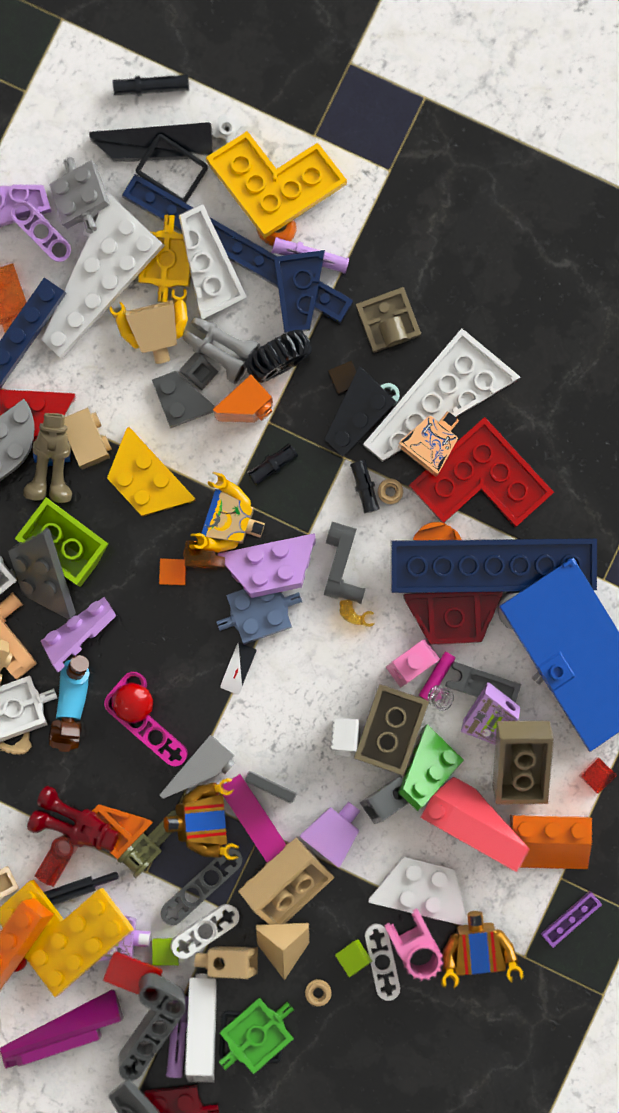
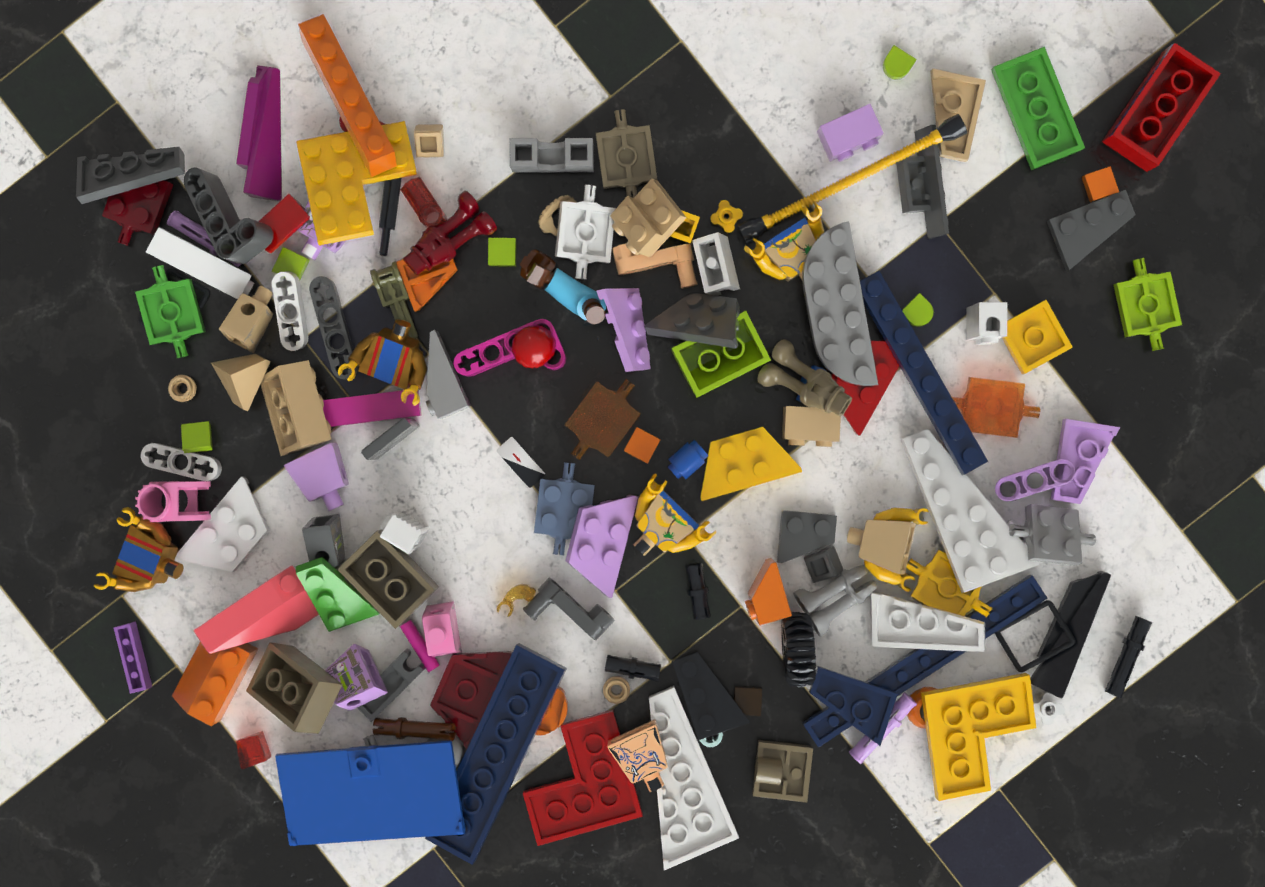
camera: 120 degrees right, 5 degrees up
(65, 773) = (502, 251): none -> lime tile
(166, 527) = (687, 460): none -> blue brick
(166, 615) = (602, 419): none -> clear orange plate
(201, 558) = (640, 479): clear orange bracket -> none
(445, 700) = (397, 639): clear bush -> none
(508, 644) = (402, 728): none -> reddish brown pin

